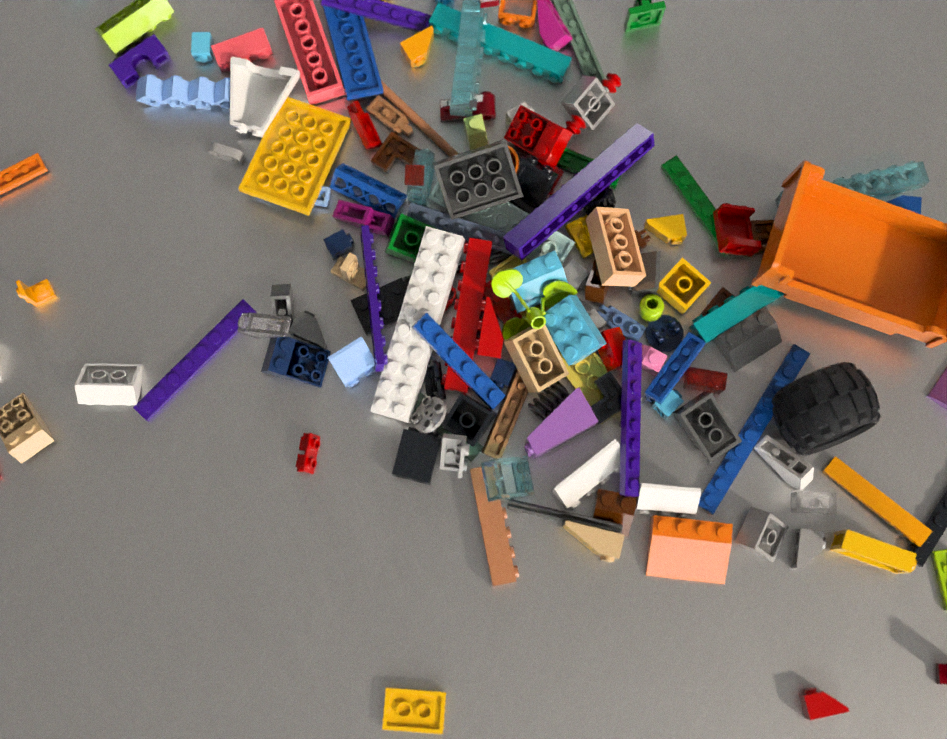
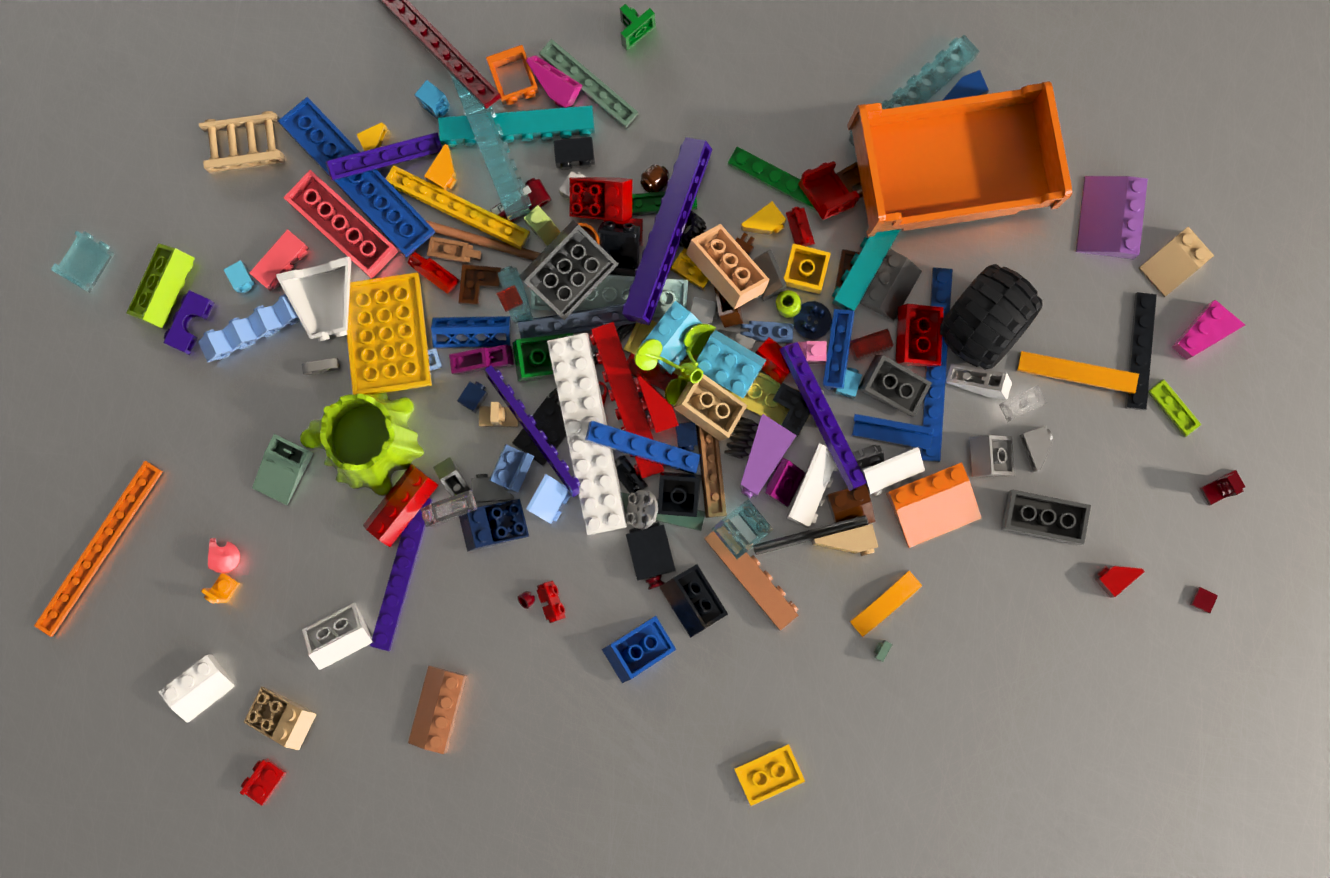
camera: 20 degrees left, 5 degrees up
(53, 267) = (222, 558): none -> coral helmet
(145, 219) = (281, 469): none -> sand green slope
(158, 494) = (437, 709): none -> nougat slope
(226, 302) = (400, 505): none -> red slope
(229, 230) = (365, 439): none -> lime piece
(288, 440) = (526, 600): none -> dark red hinge
(336, 319) = (511, 468): none -> medium blue bracket
(360, 535) = (638, 649): none -> blue slope
(406, 484) = (655, 582): none -> dark red bush
(414, 84) = (458, 207): none -> yellow plate
(431, 518) = (693, 600): none -> black slope
(453, 453) = (682, 531): light grey bracket -> none
(535, 89) = (574, 153): none -> black brick
(566, 458) = (785, 482): none -> magenta plate
(574, 653) = (882, 650): none -> sand green plate
(589, 102) = (631, 140): light grey brick -> none
(592, 145) = (654, 178): none -> reddish brown head
(599, 614) = (886, 604): none -> light orange slope
(654, 476) = (872, 456): none -> light grey hinge
(685, 465) = (892, 432): none -> blue fence
(695, 248) = (800, 227): none -> red hinge
(751, 394) = (919, 335): none -> red slope
(783, 614) = (1046, 517): none -> dark grey brick
(873, 552) = (1096, 420): yellow piece -> none

